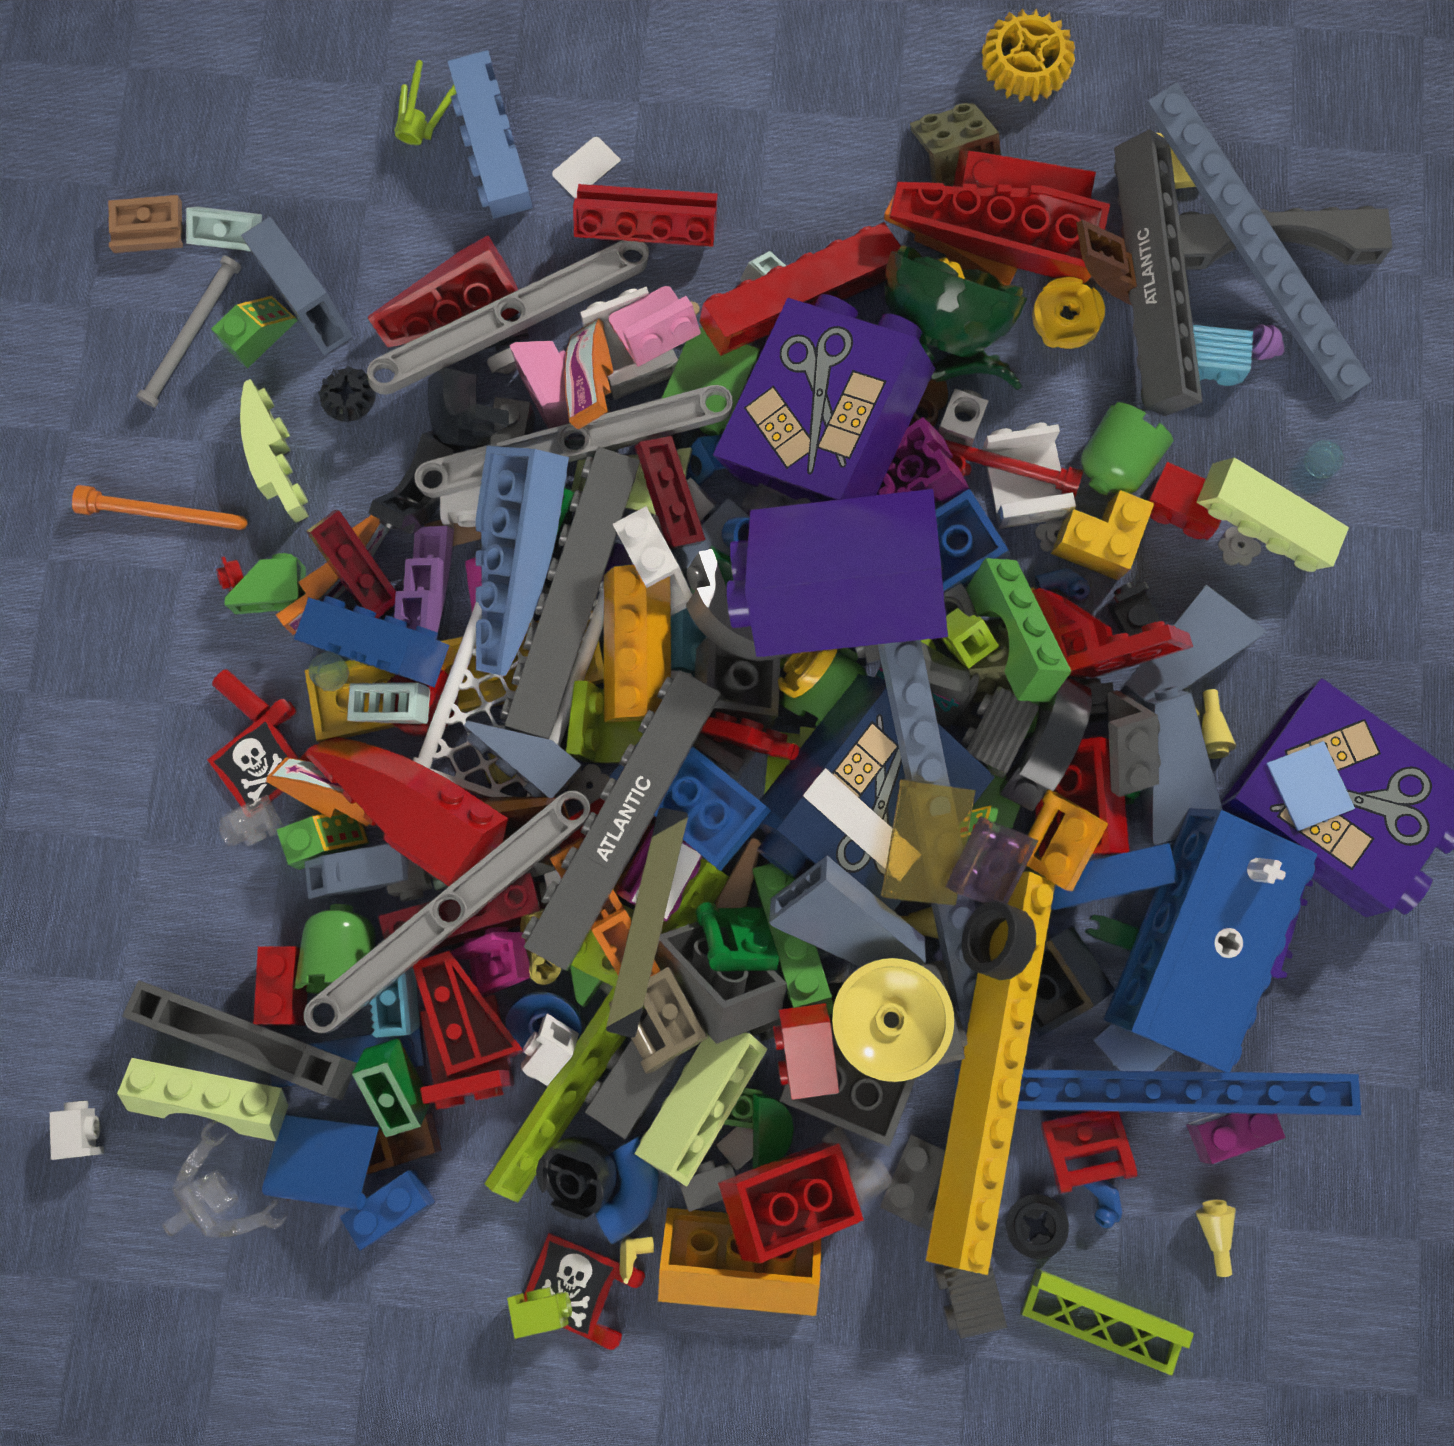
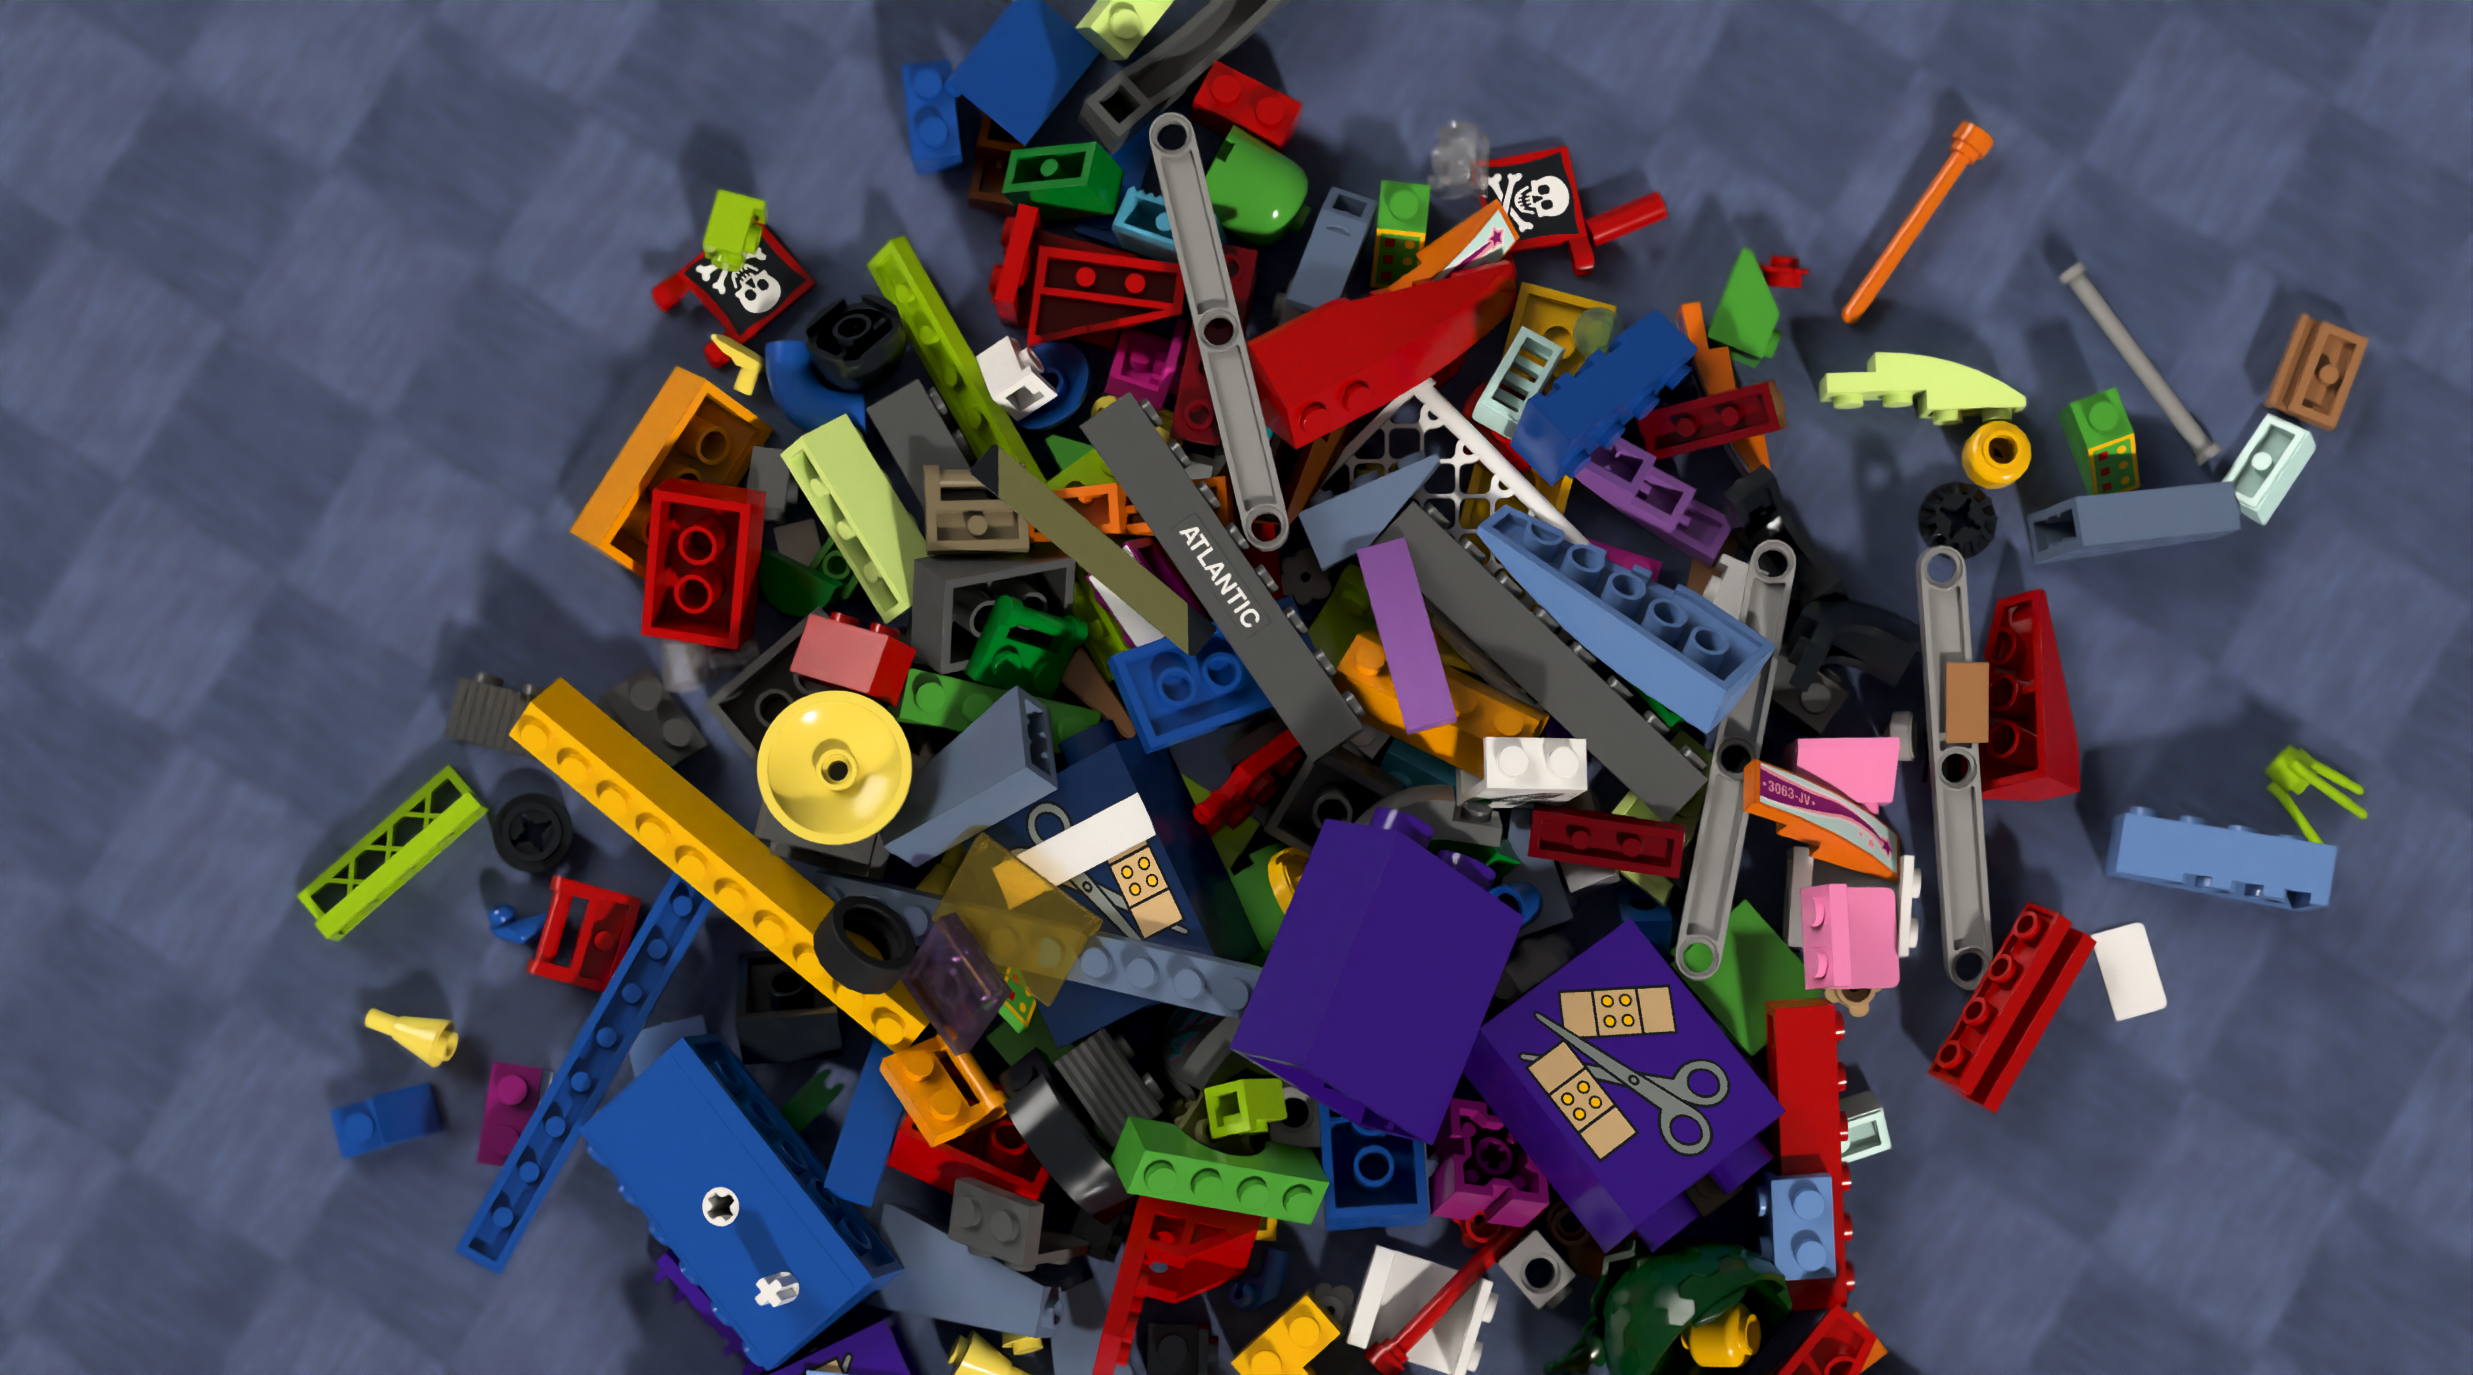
camera: 110 degrees right, 5 degrees up
(291, 385) = (2007, 443): none -> yellow head
(464, 321) = (1967, 702): none -> medium nougat sticker
(600, 678) = (1406, 636): none -> medium lavender slope
(852, 268) = (1797, 1224): none -> medium blue bracket
(1286, 1222) = (386, 1120): none -> blue slope

